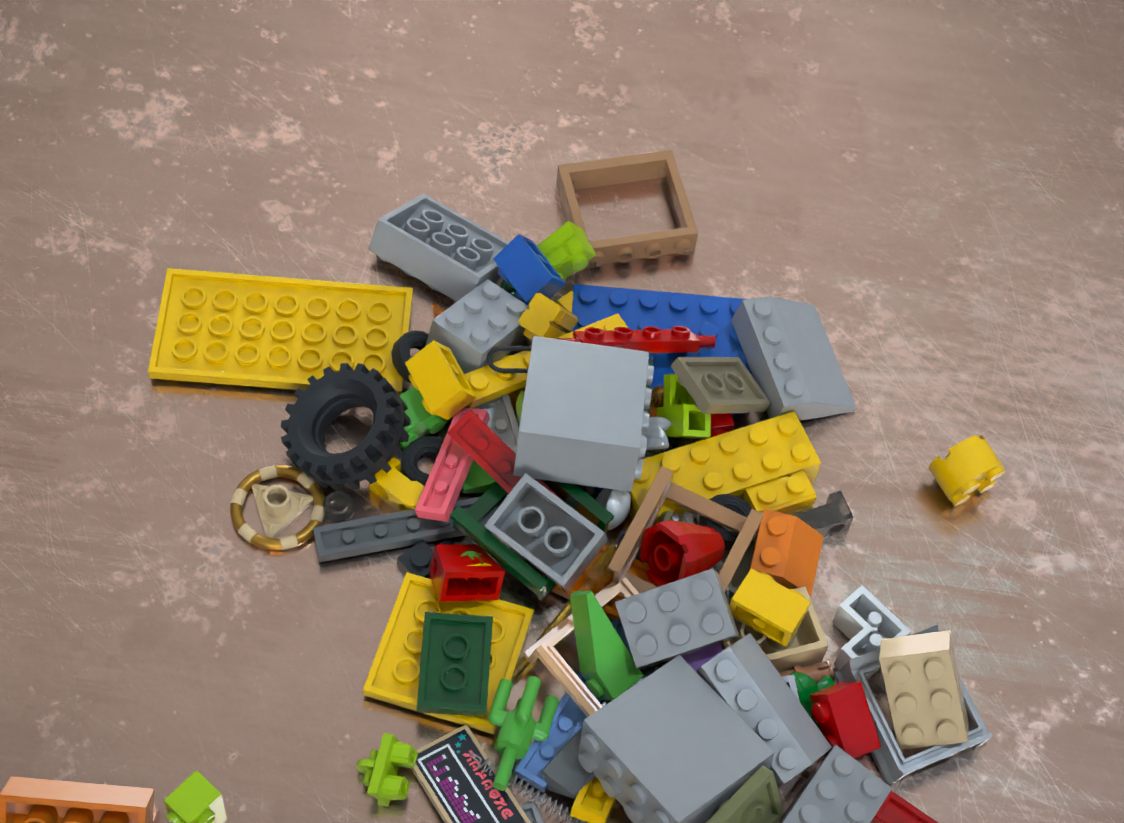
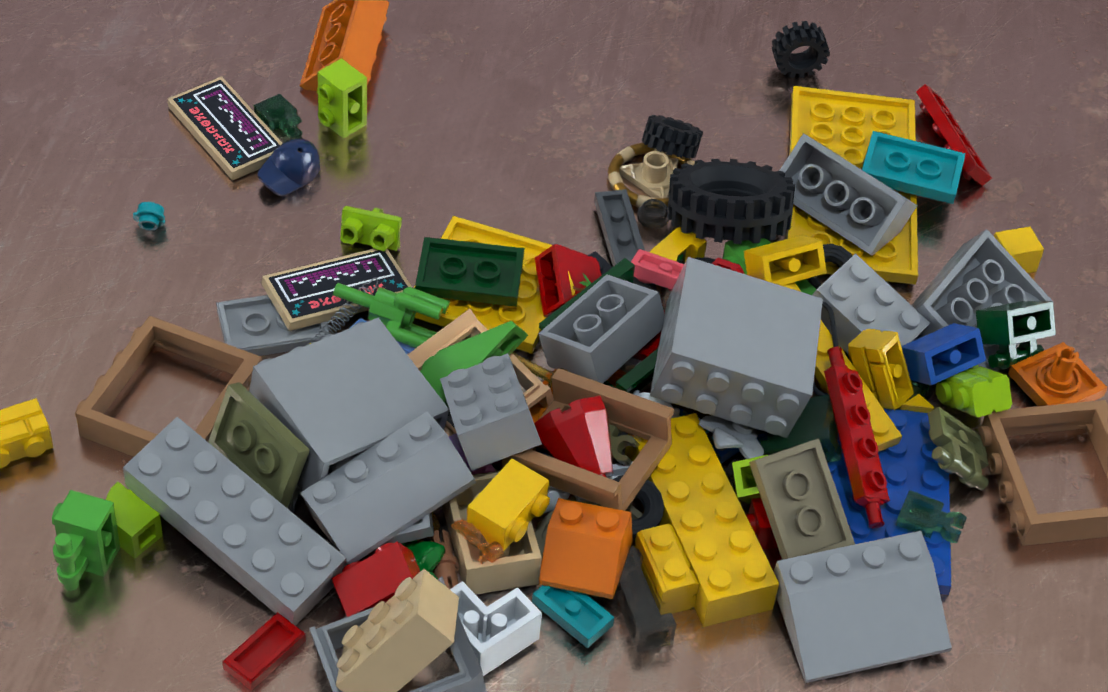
camera: 95 degrees right, 10 degrees down
(99, 358) = (797, 37): none -> black tyre
(202, 246) = (948, 128): none -> red plate
(237, 482) = (672, 136): none -> black tyre
(278, 275) = (914, 166): none -> teal plate
(325, 332) = (845, 196): none -> light grey slope
(370, 206) = (1022, 246): none -> yellow brick
(483, 216) = (1013, 324): none -> dark green brick
(524, 200) = (1057, 377): none -> orange plate
(617, 275) = (958, 449): none -> olive plate
(702, 303) = (926, 515): none -> plate
(812, 622) = (474, 536): none -> clear orange piece
(832, 569) = (574, 613): none -> teal plate

